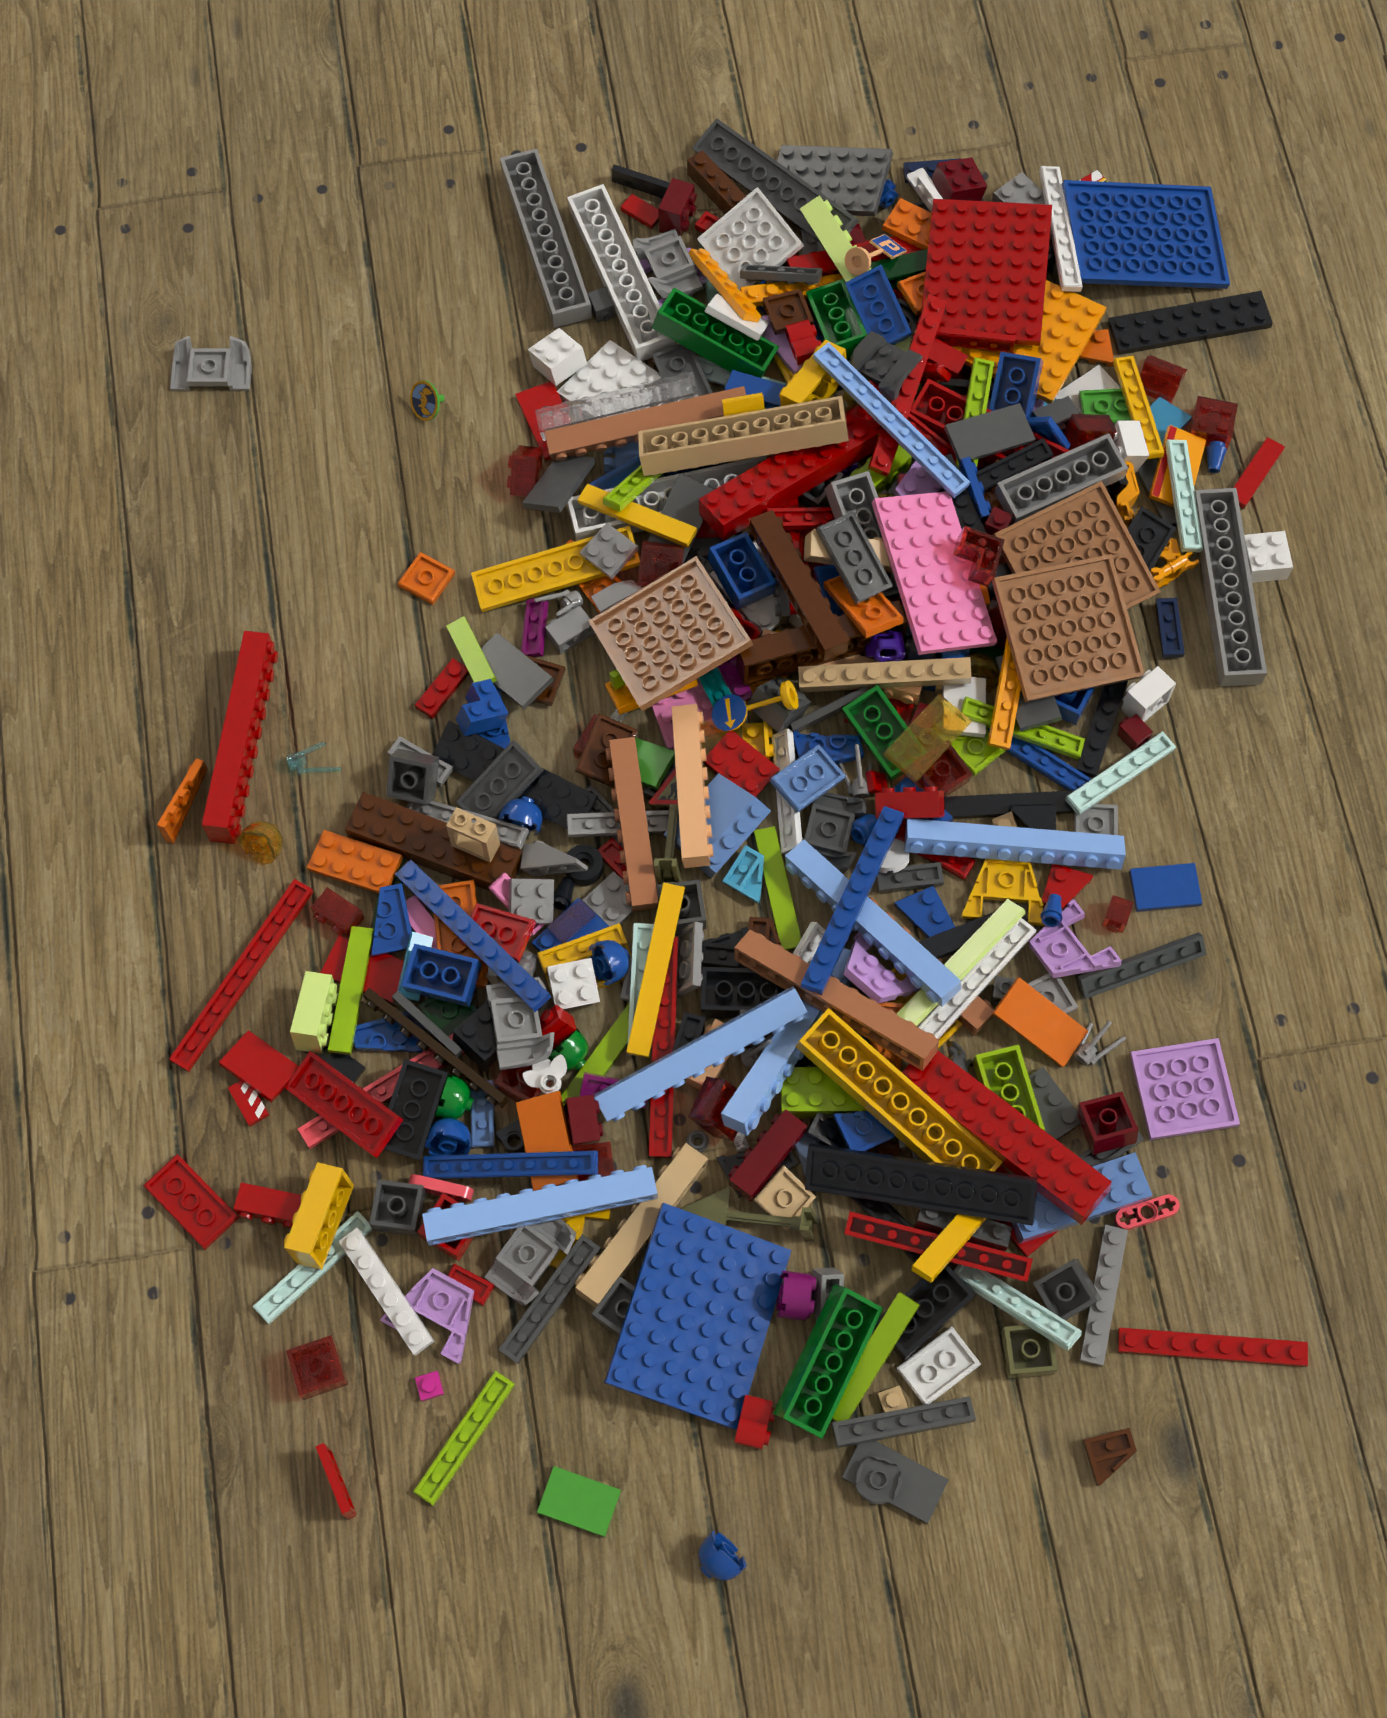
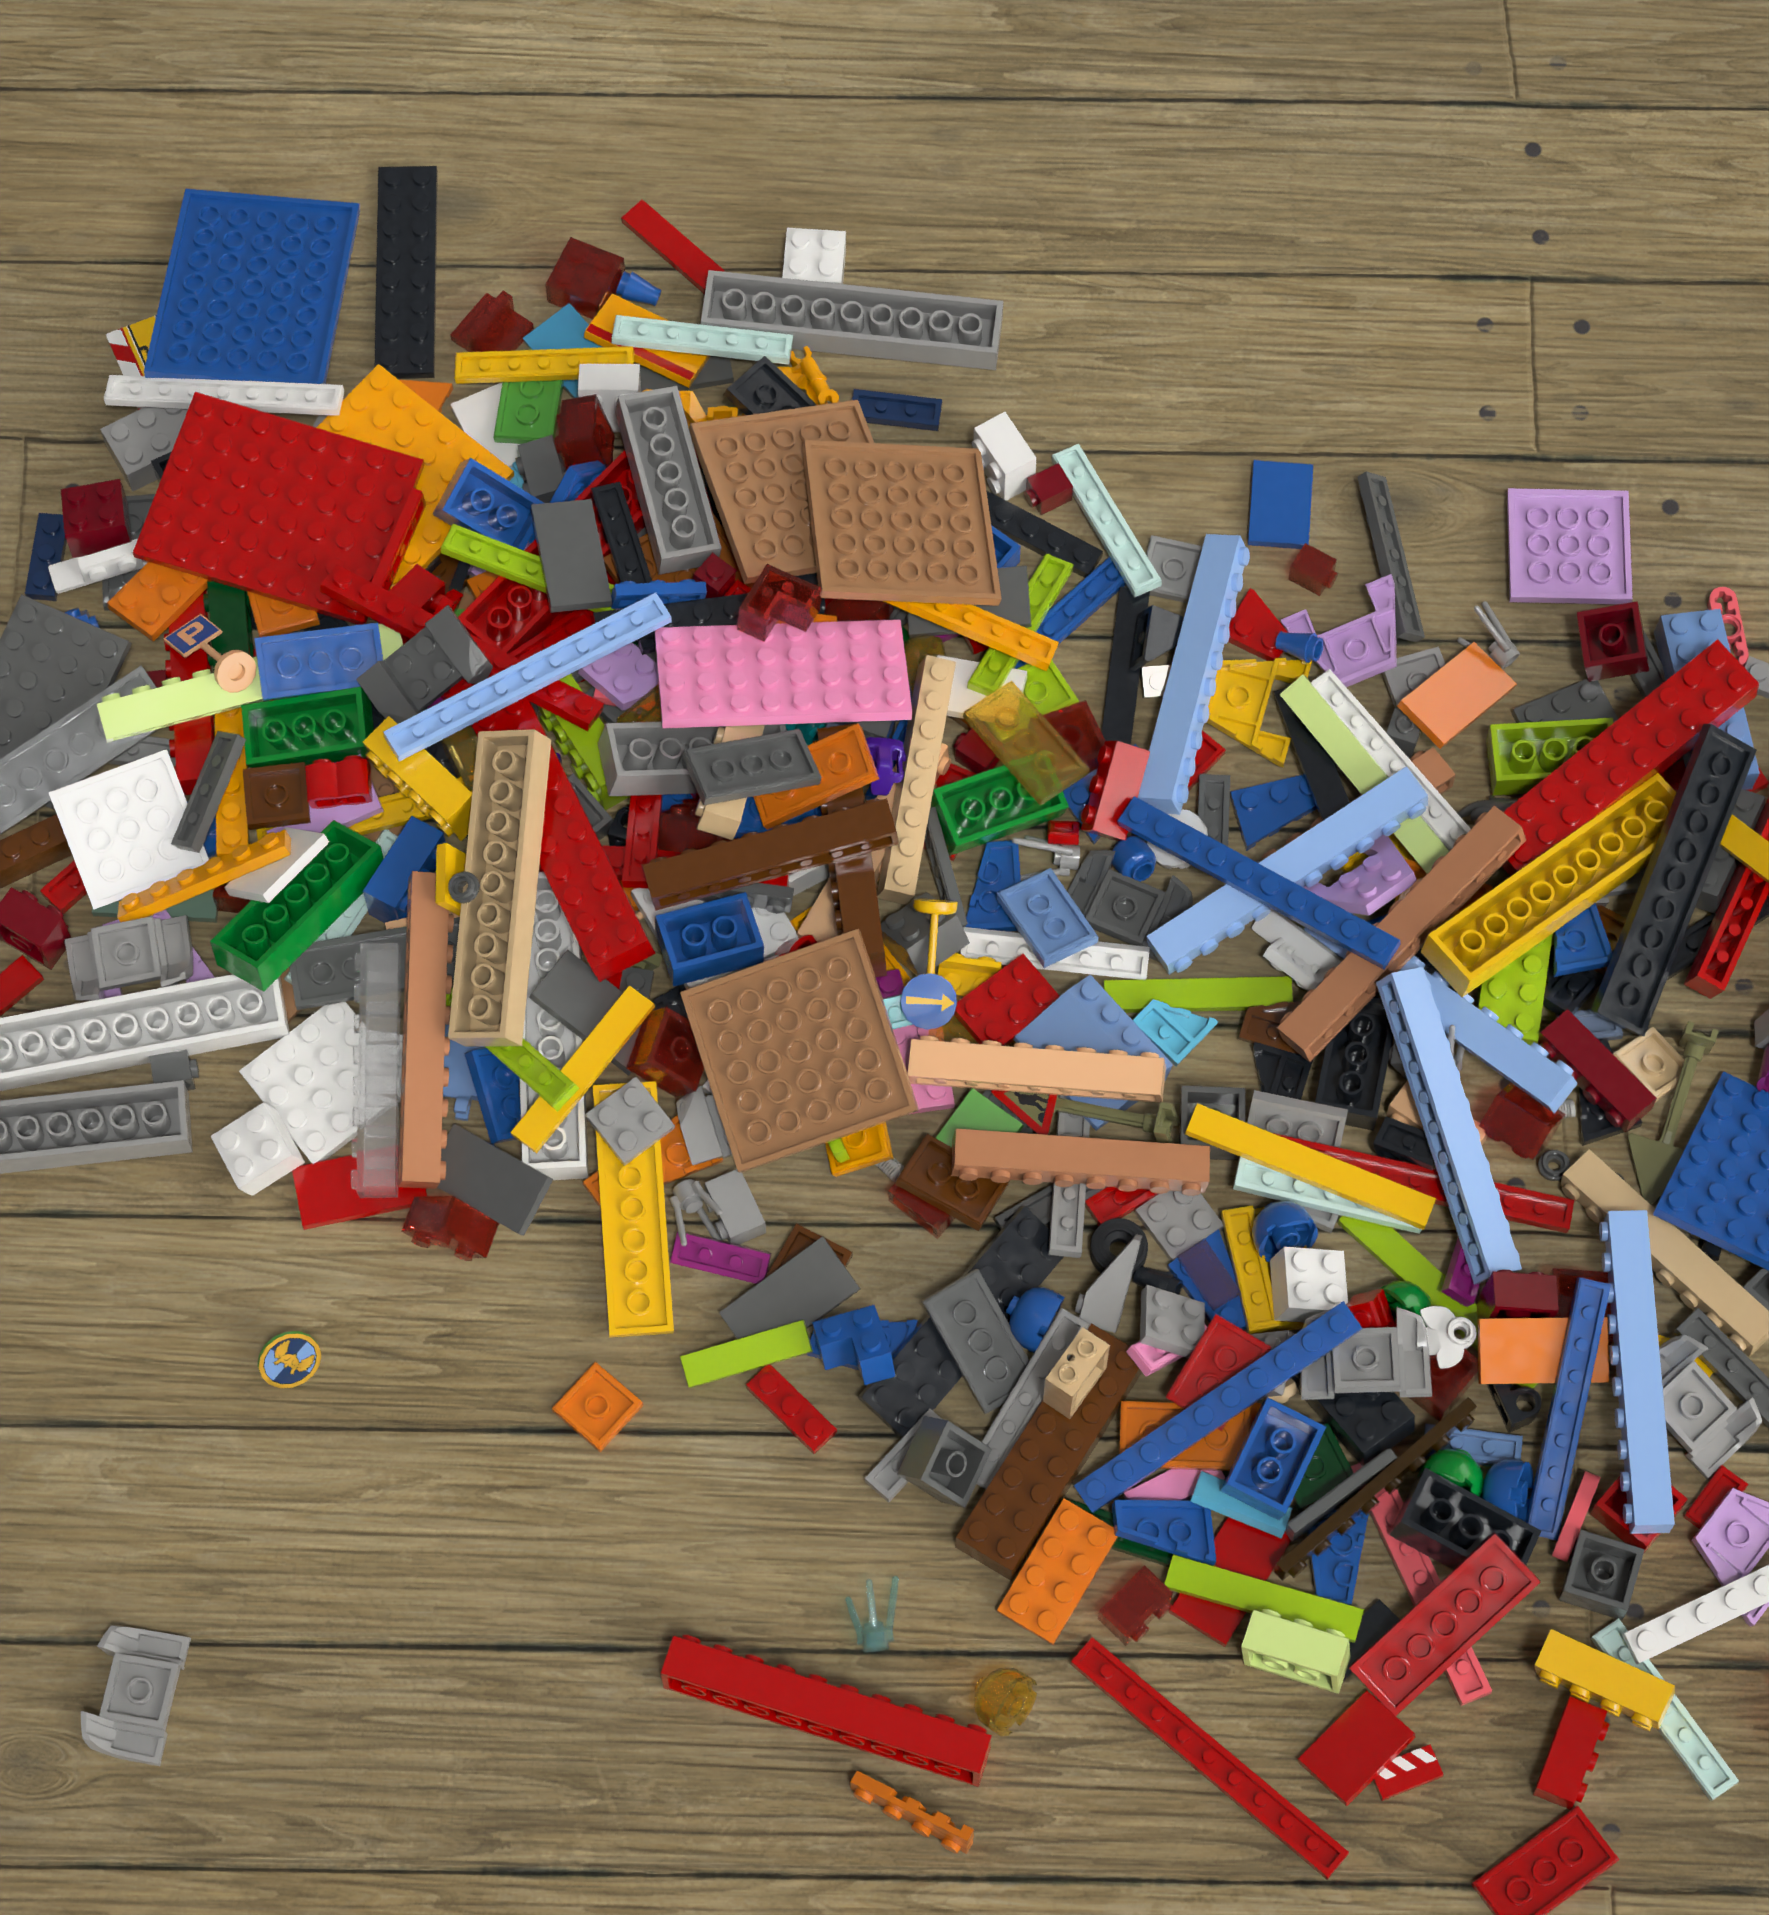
camera: 80 degrees left, 0 degrees up
(734, 411) = (456, 886): none -> dark grey plate

